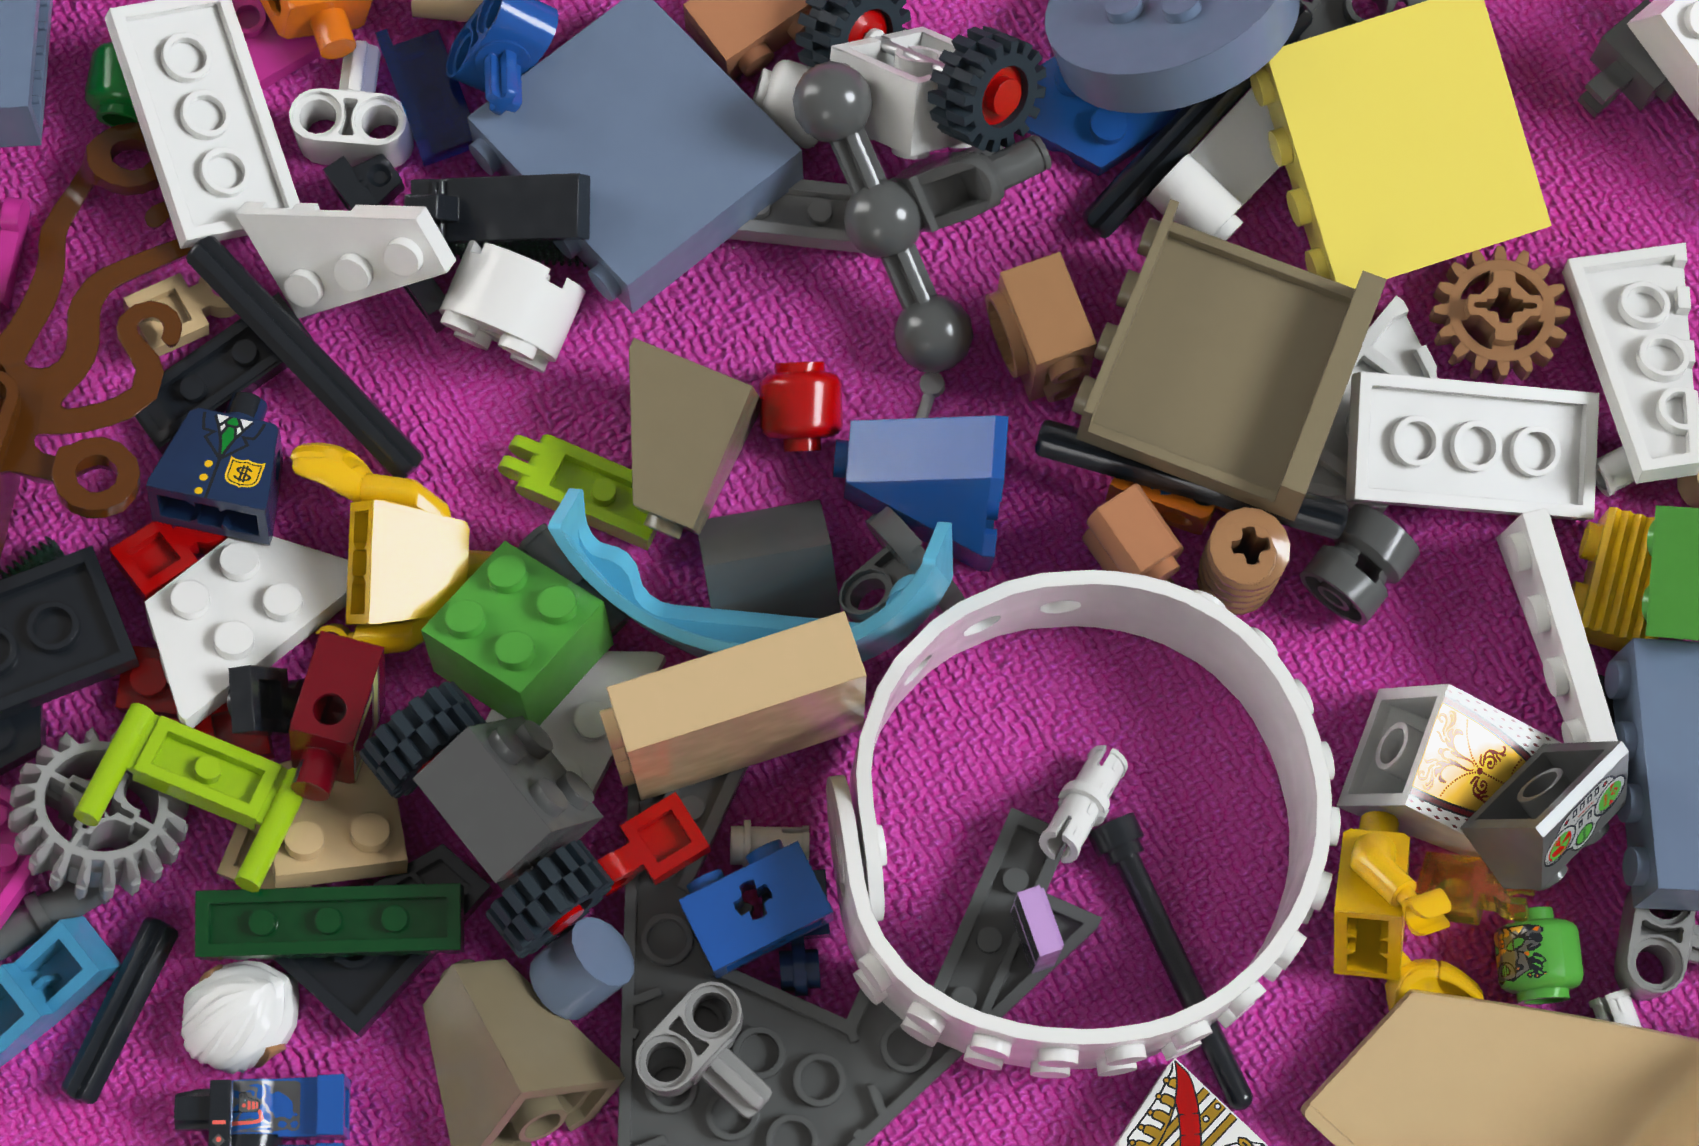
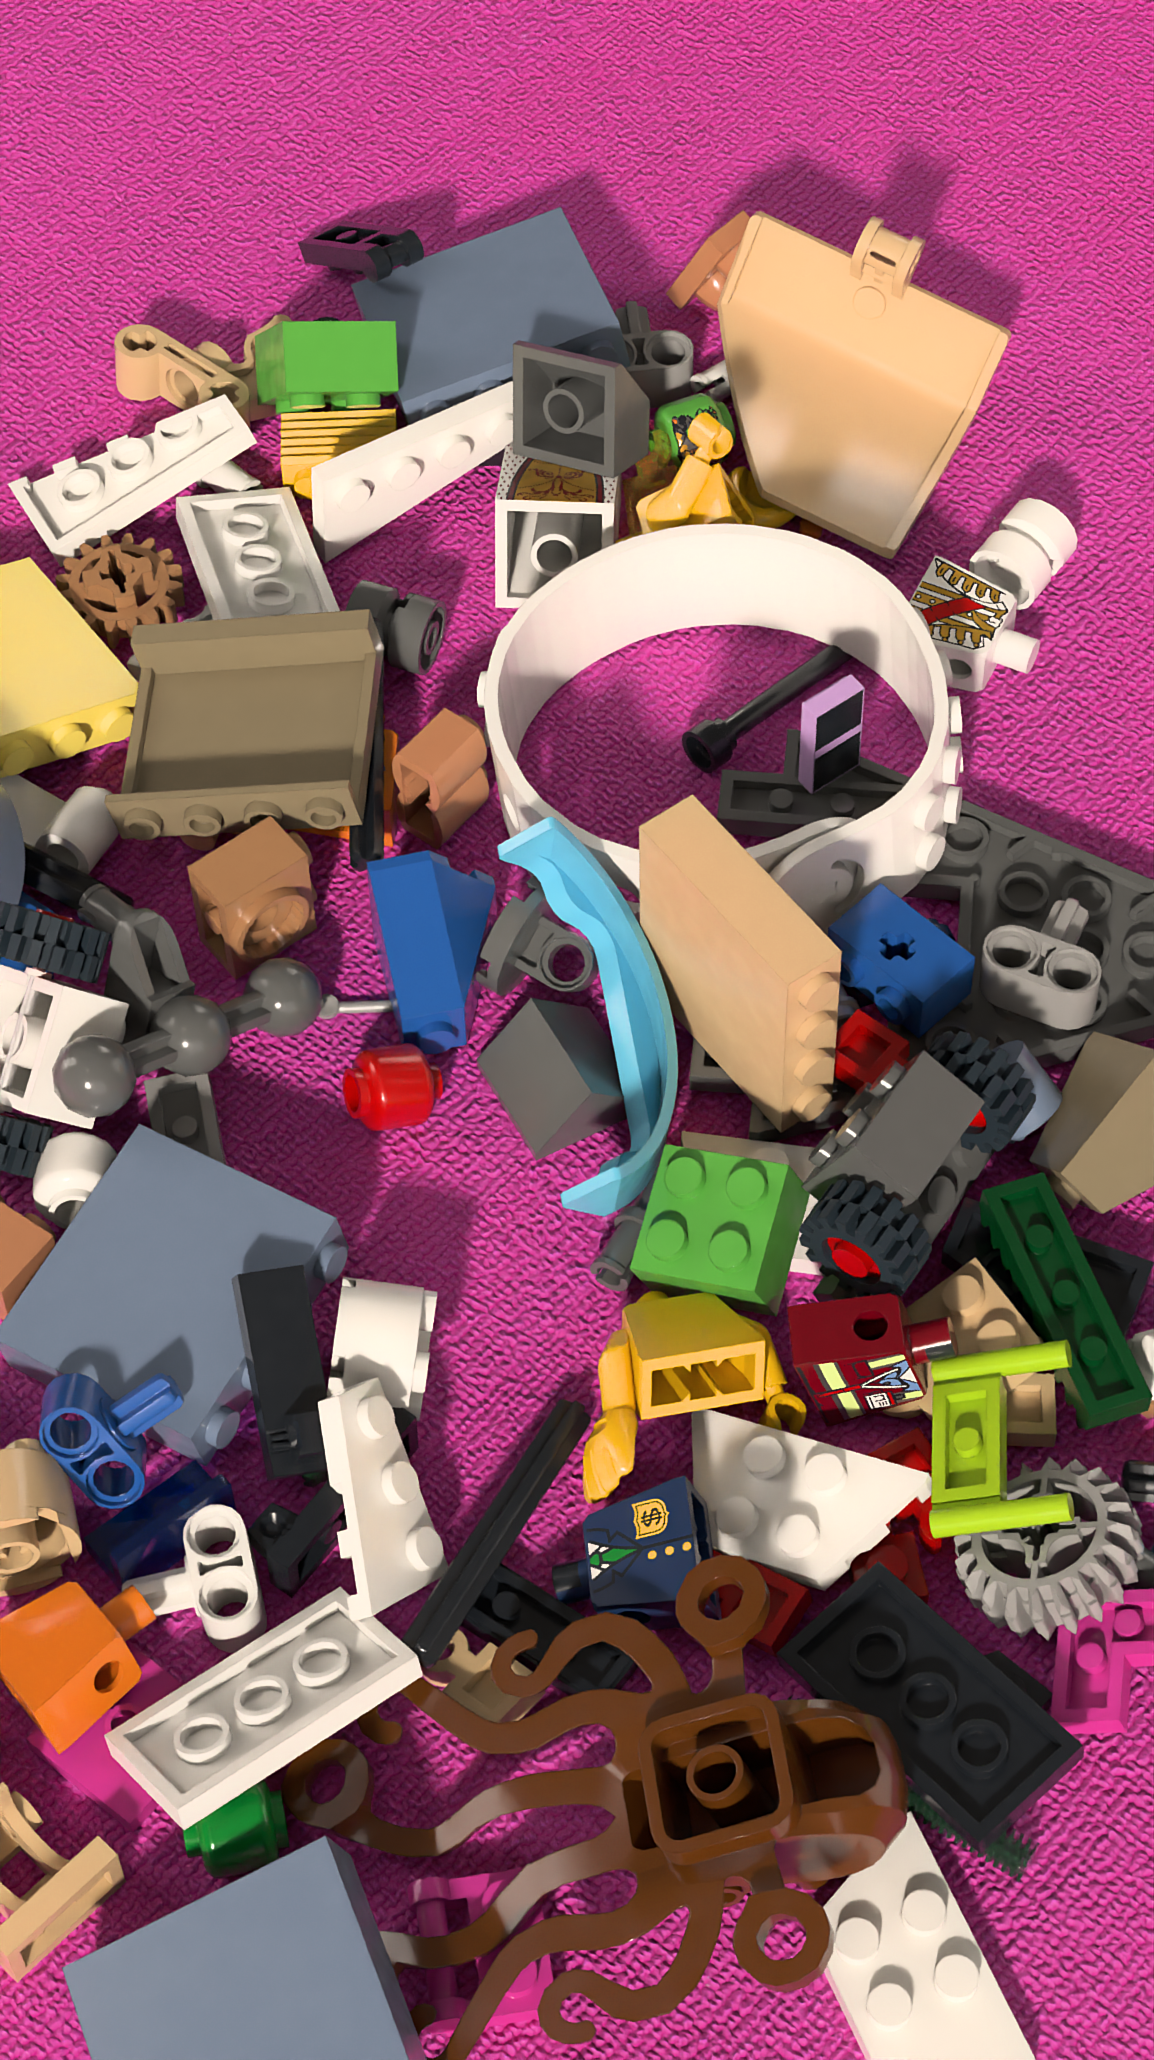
camera: 105 degrees left, 20 degrees down
(261, 700) = (878, 1431): black plate -> none
(561, 465) = (538, 1244): lime hinge -> none
(683, 436) = (471, 1143): dark tan slope -> none
(1083, 804) = (693, 761): white pin -> none
(1244, 559) = (422, 681): medium nougat piece -> none

